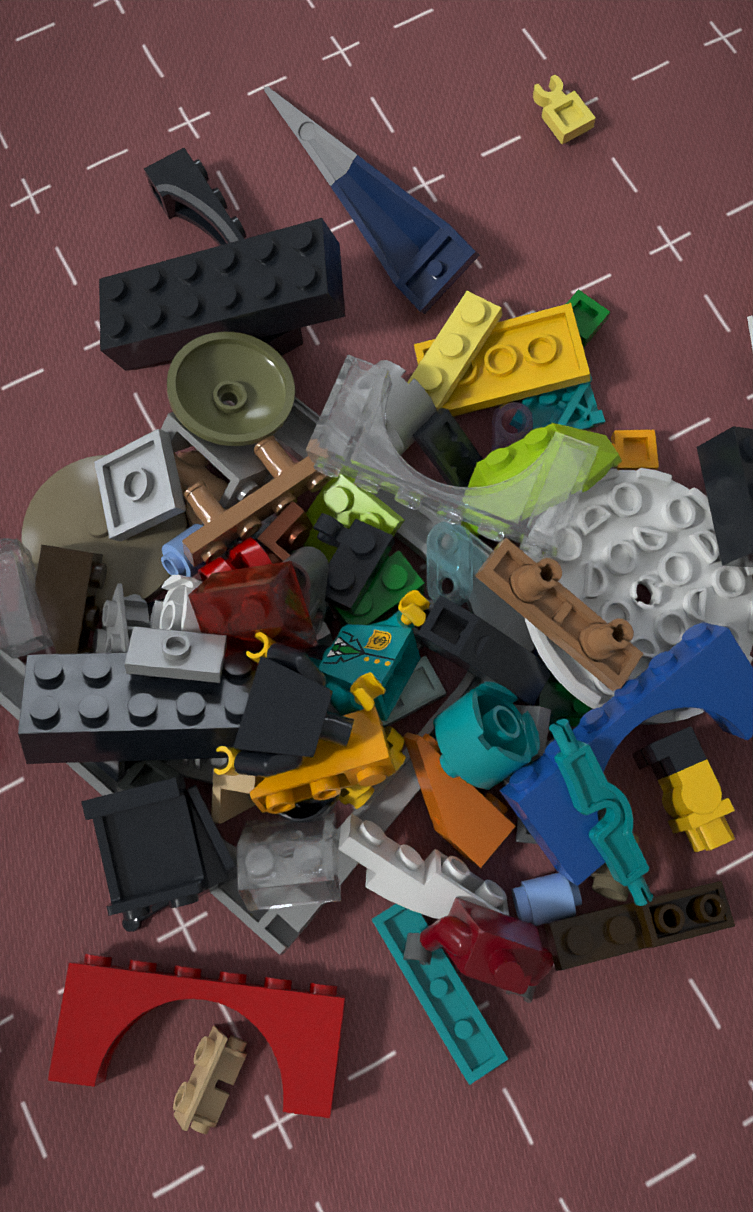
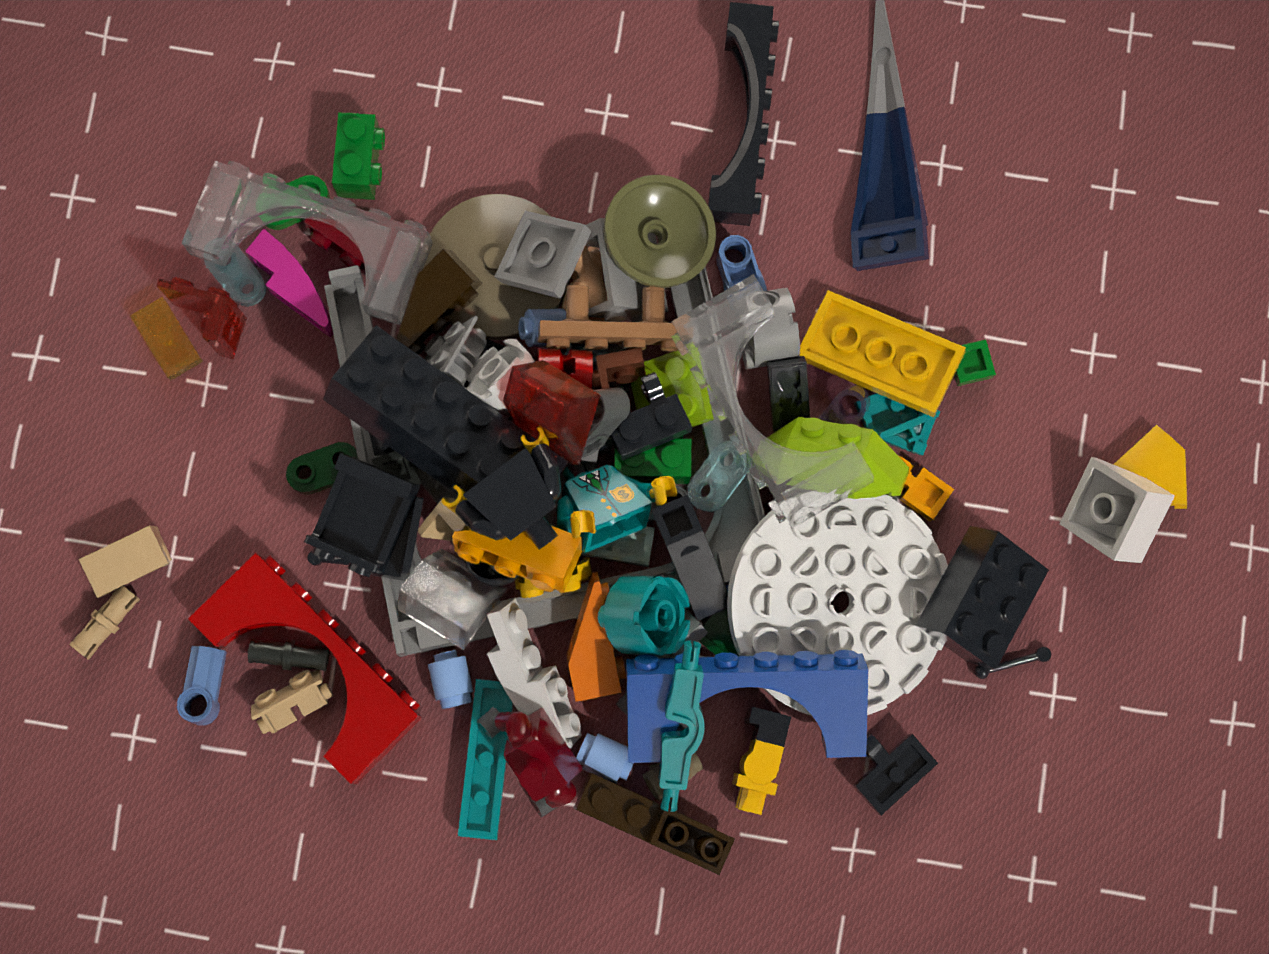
camera: 30 degrees right, 5 degrees up
(74, 831) = (321, 465): none -> dark green plate
(106, 1128) = (202, 680): none -> medium blue piece
(173, 1037) = (288, 654): none -> pearl dark grey pin
(176, 654) = (474, 400): light grey plate -> none
(239, 287) = (710, 151): black brick -> none
(317, 388) = (736, 272): none -> medium blue piece
(347, 938) = (450, 679): none -> light blue brick
(456, 347) = (851, 318): light yellow plate -> none
(560, 615) = (759, 571): medium nougat plate -> none
(563, 113) = (1094, 189): light yellow plate -> none

